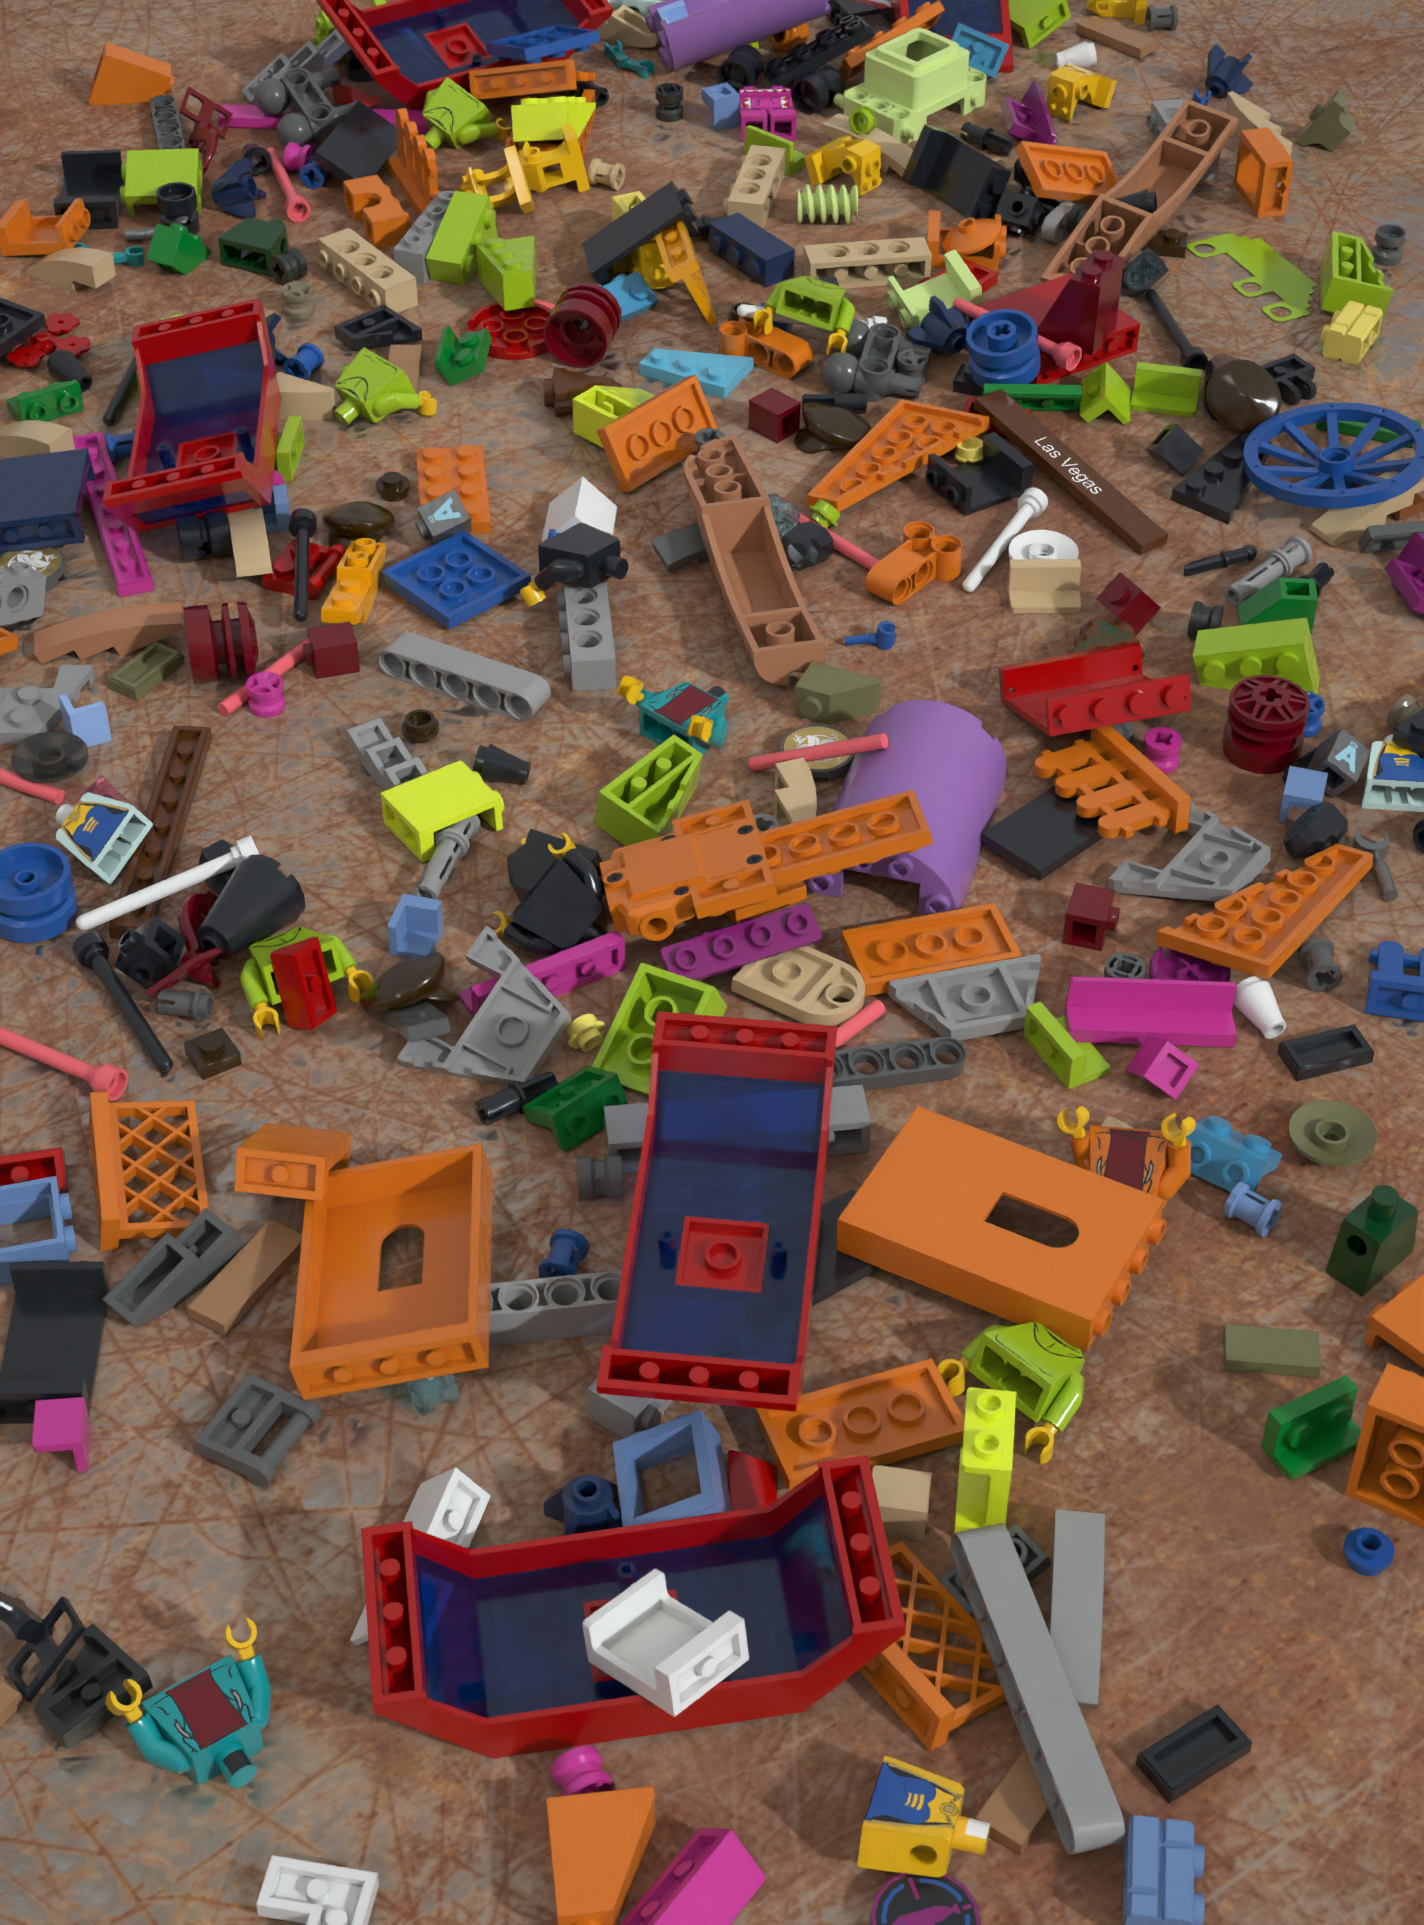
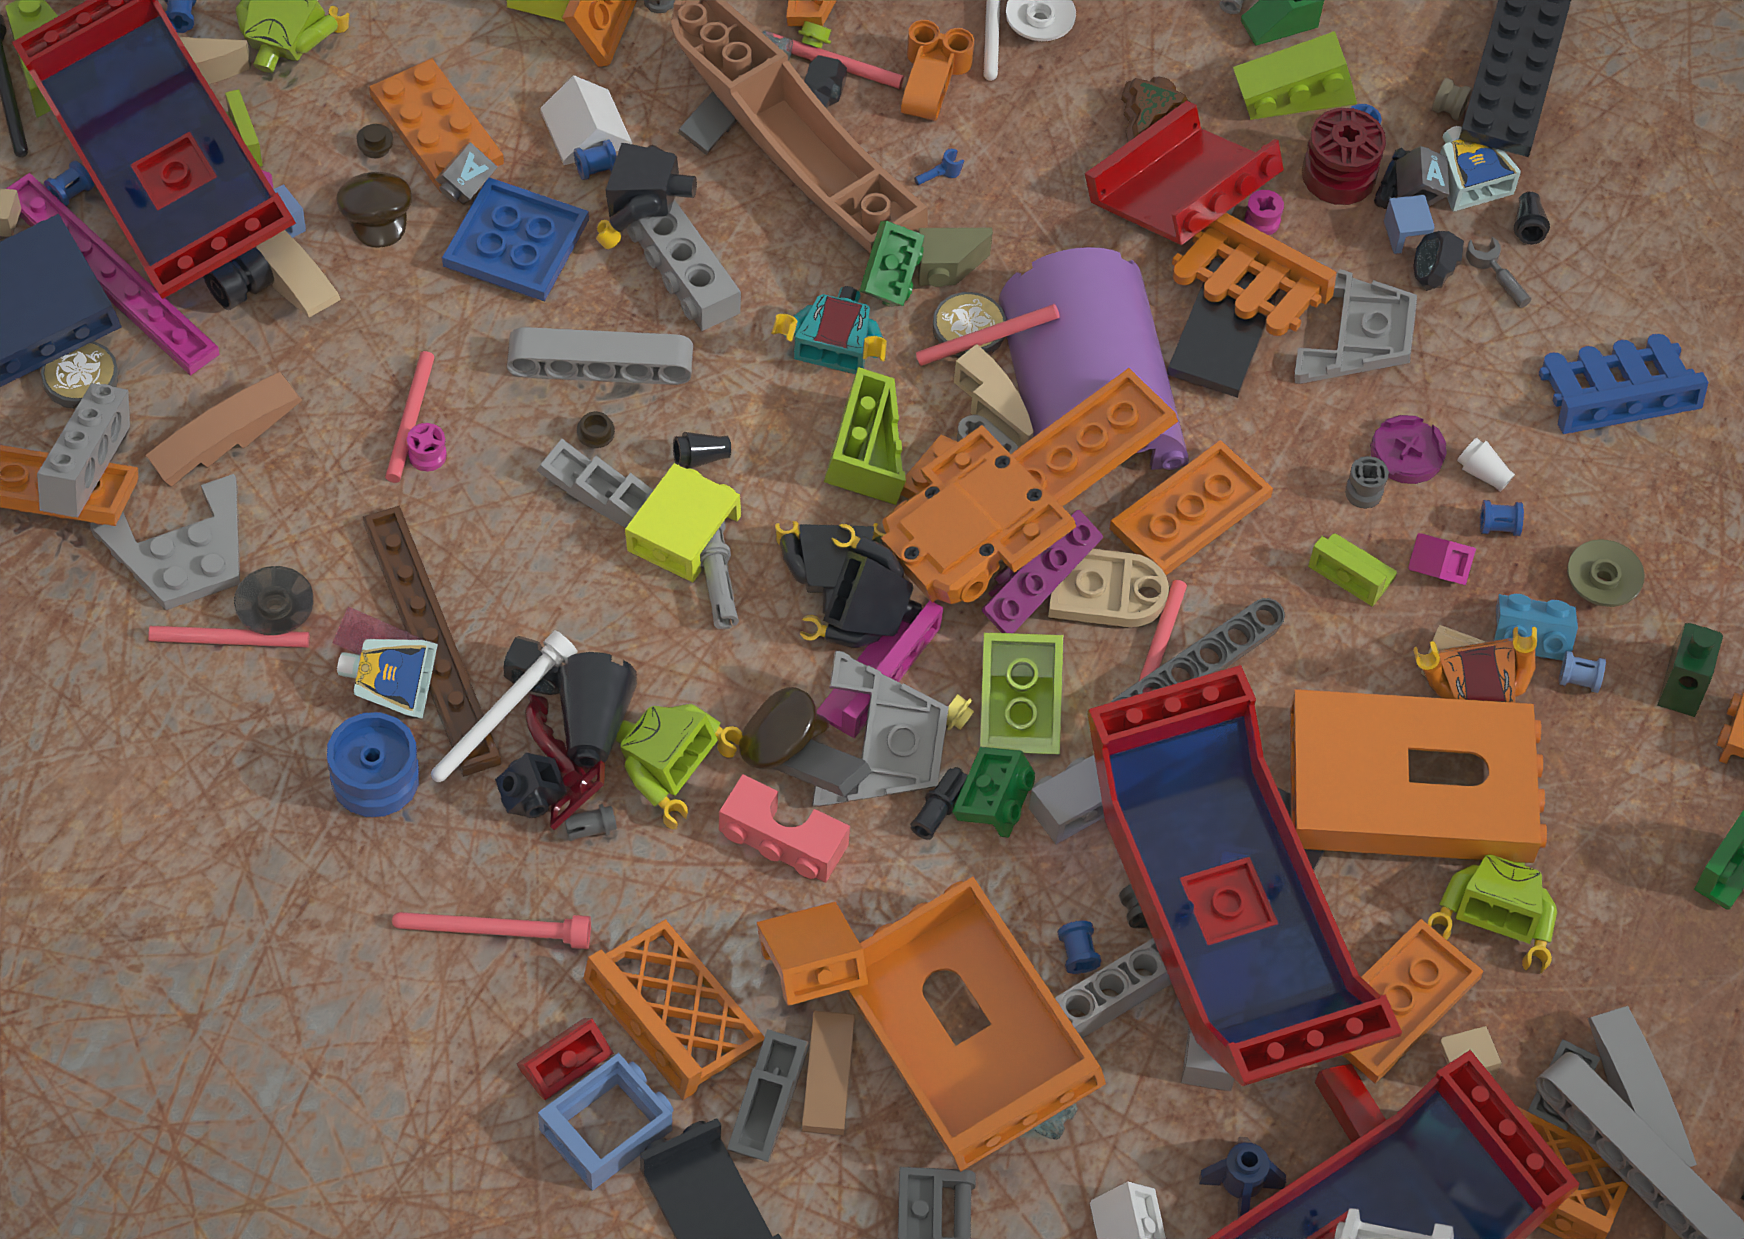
camera: 30 degrees left, 15 degrees up
(86, 722) = (276, 546): light blue panel -> none
(94, 953) = (469, 803): black piece -> none
(145, 671) = (285, 459): olive tile -> none
(212, 1053) = (646, 863): dark brown plate -> none
(220, 642) = (354, 407): dark red wheel -> none
(284, 568) = (344, 271): red plate -> none
(302, 526) = (332, 230): black piece -> none
(303, 984) = (696, 767): red slope -> none
(332, 650) = (457, 371): dark red brick -> none
(335, 1049) = (809, 848): none -> coral arch
(356, 583) = (426, 282): light orange slope -> none
(415, 926) = (741, 660): medium blue panel -> none
(609, 1179) = (1060, 856): dark grey wheel -> none
(661, 1444) = (1256, 1094): medium blue window -> none
(764, 675) = (892, 264): none -> green bracket
(972, 998) = (1254, 547): light grey wing -> none
(985, 1459) = (1527, 1006): neon yellow panel -> none
(1044, 586) = (1061, 55): tan panel -> none
(1090, 917) = (1304, 423): dark red brick -> none
(1128, 602) = (1152, 52): dark red brick -> none
(1165, 1009) = (1406, 509): dark pink panel -> none
(1204, 618) = (1225, 47): pearl dark grey wheel -> none
(1259, 1064) = (1501, 518): none -> blue bush
(1268, 922) = (1450, 370): orange wing -> none
(1271, 1350) = (1658, 798): olive tile -> none
(1318, 967) = (1510, 401): dark grey bush -> none
(1325, 1052) = (1555, 488): black tile -> none

